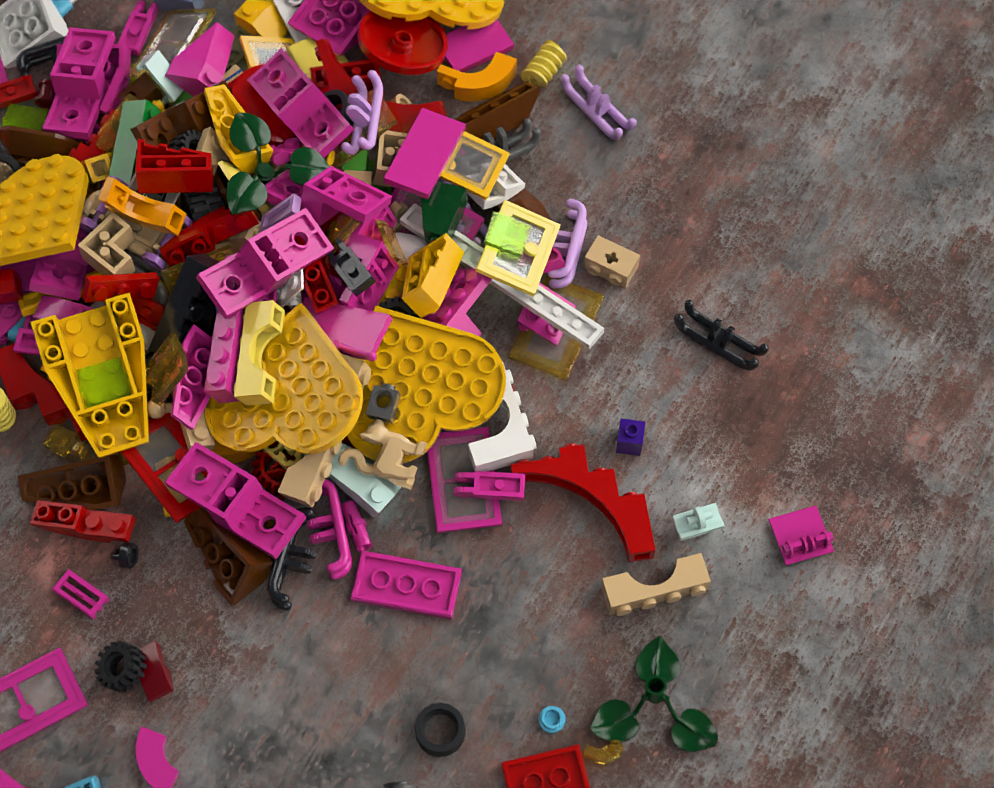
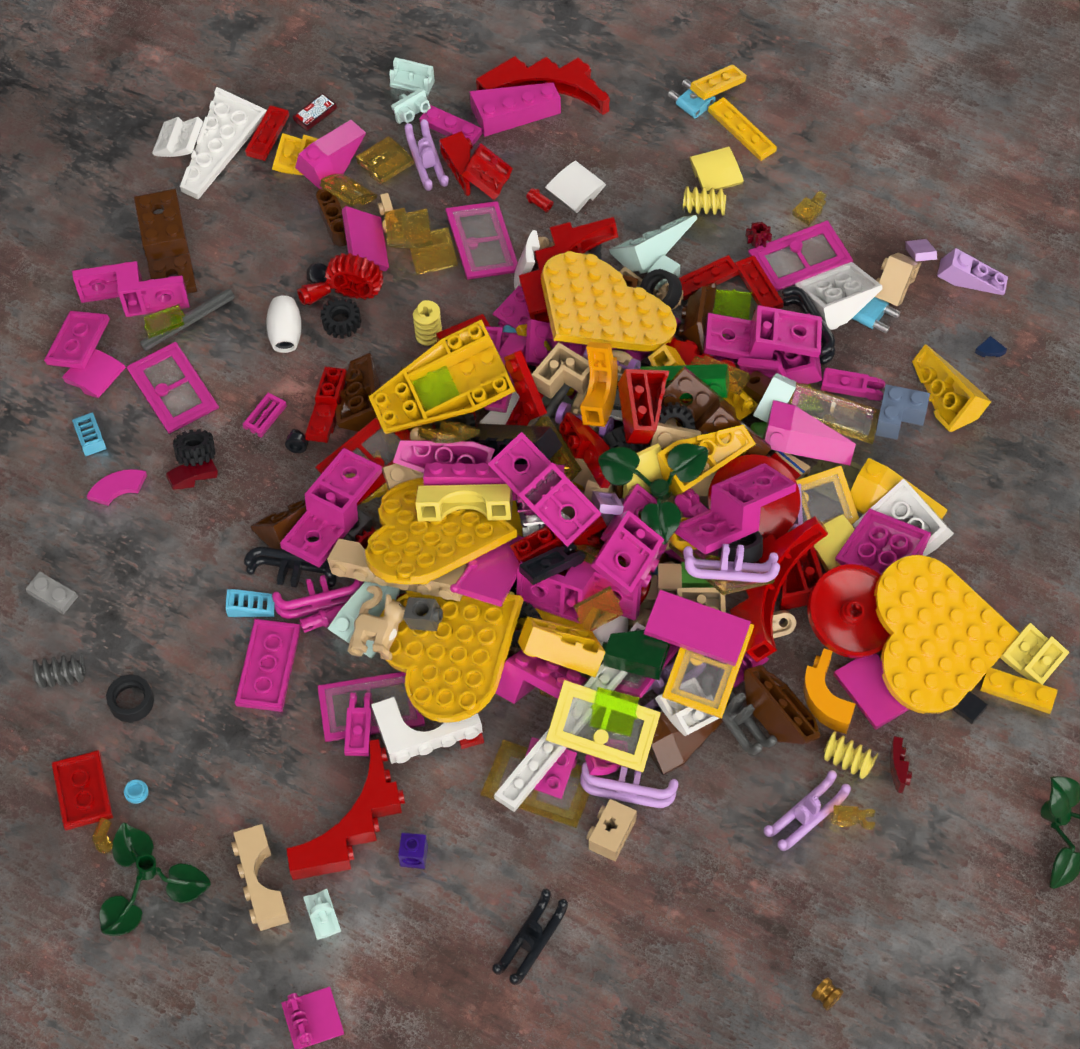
camera: 90 degrees right, 5 degrees down
(330, 623) = (250, 596): none -> medium azure slope
(561, 31) = (898, 766): none -> dark red slope
(604, 73) = (849, 815): none -> clear yellow plate
(770, 103) = (827, 993): none -> pearl gold wheel

